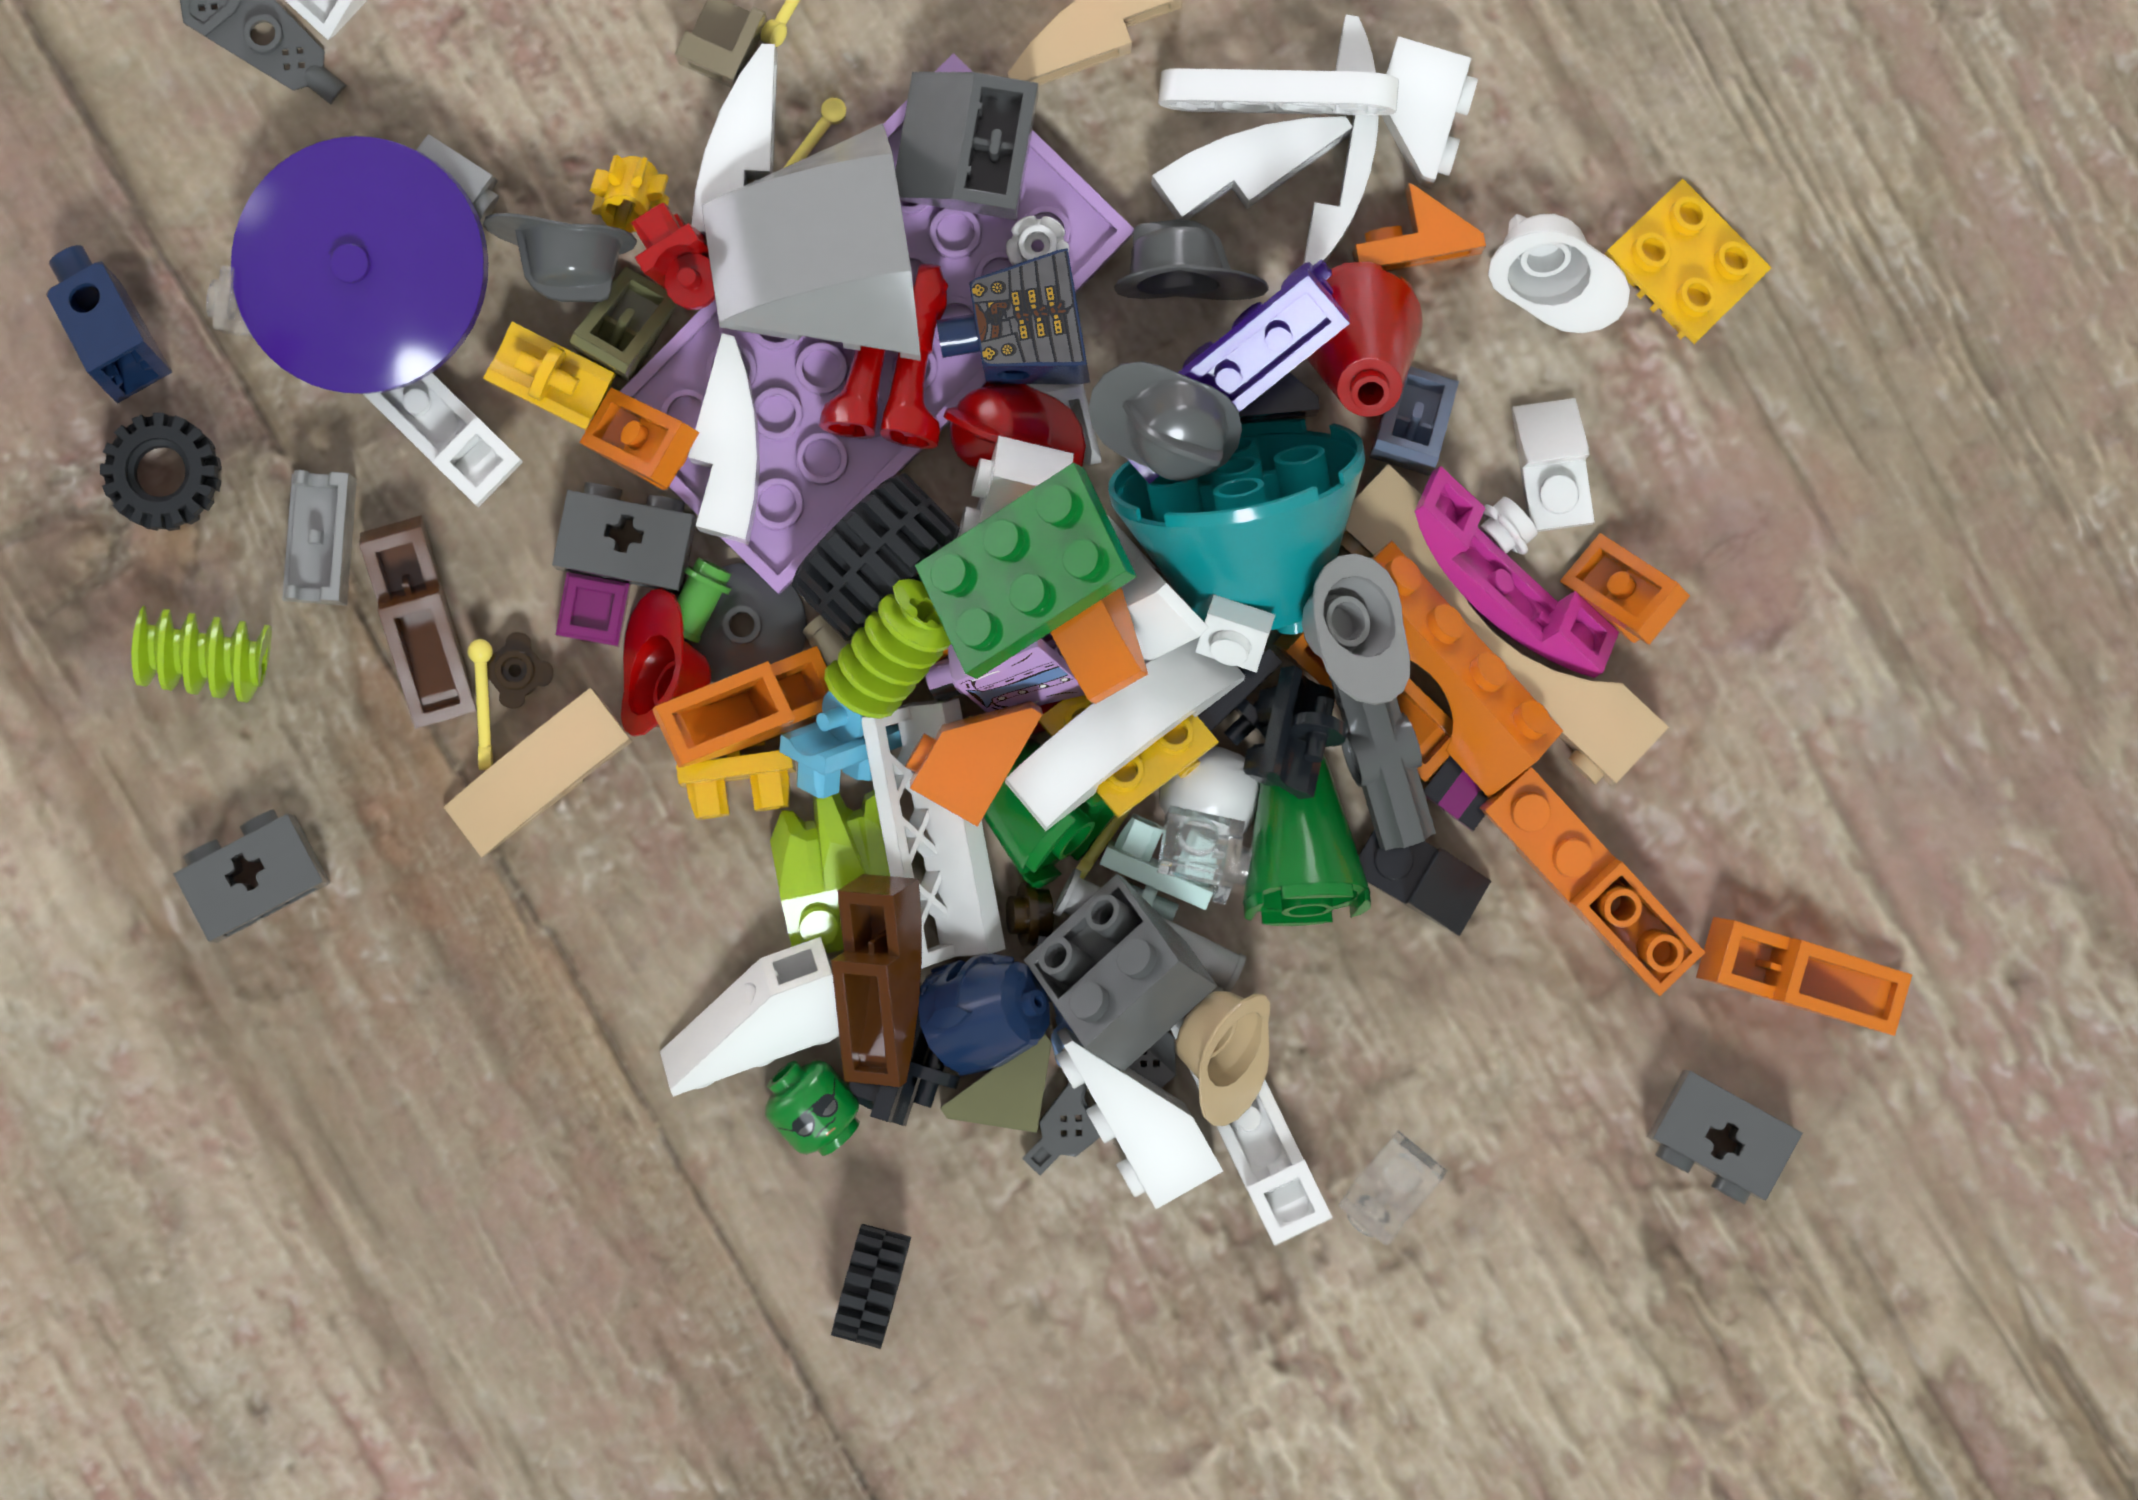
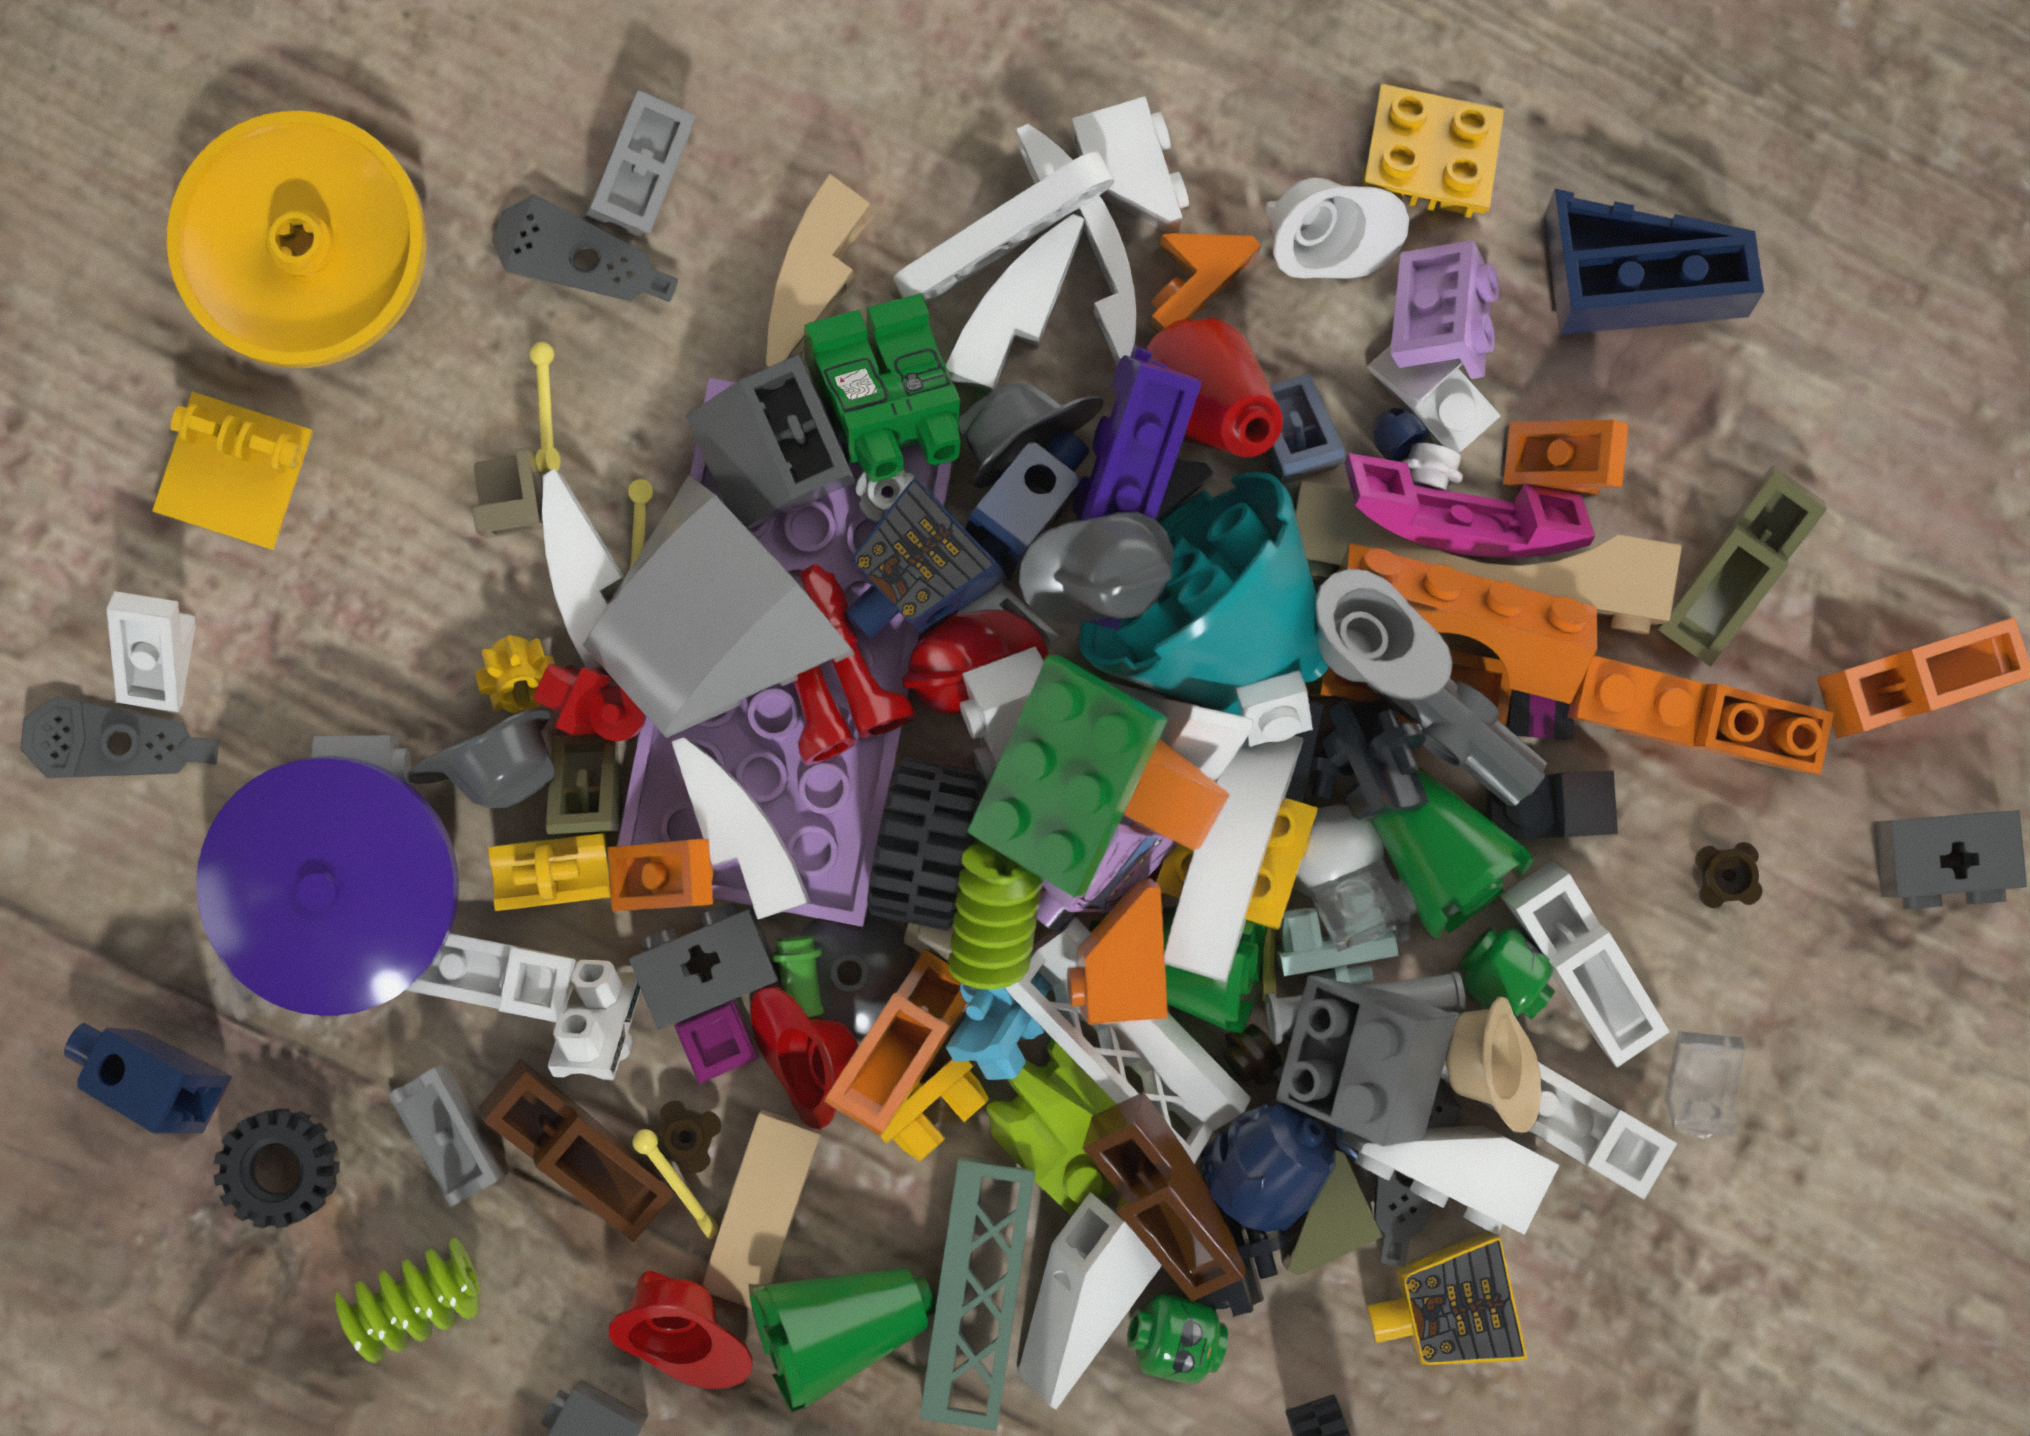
camera: 30 degrees left, 0 degrees up
(402, 829) = (678, 1332): none -> red piece
(506, 524) = (596, 1021): none -> white hips
(536, 908) = (836, 1327): none -> green cone
(655, 942) = (953, 1289): none -> sand green fence
(1058, 1233) = (1454, 1306): none -> torso
(1088, 180) = (884, 385): none -> green hips
(1128, 331) = (1012, 514): none -> dark blue torso
(1293, 984) = (1507, 967): none -> green head
(1359, 1023) = (1585, 962): none -> white slope
(1497, 478) = (1396, 432): none -> dark blue hinge
(1546, 1025) = (1745, 883): none -> dark brown plate
(1605, 399) = (1444, 307): none -> lavender bracket
(1712, 780) = (1743, 565): none -> olive slope
(1795, 478) = (1645, 269): none -> dark blue wedge

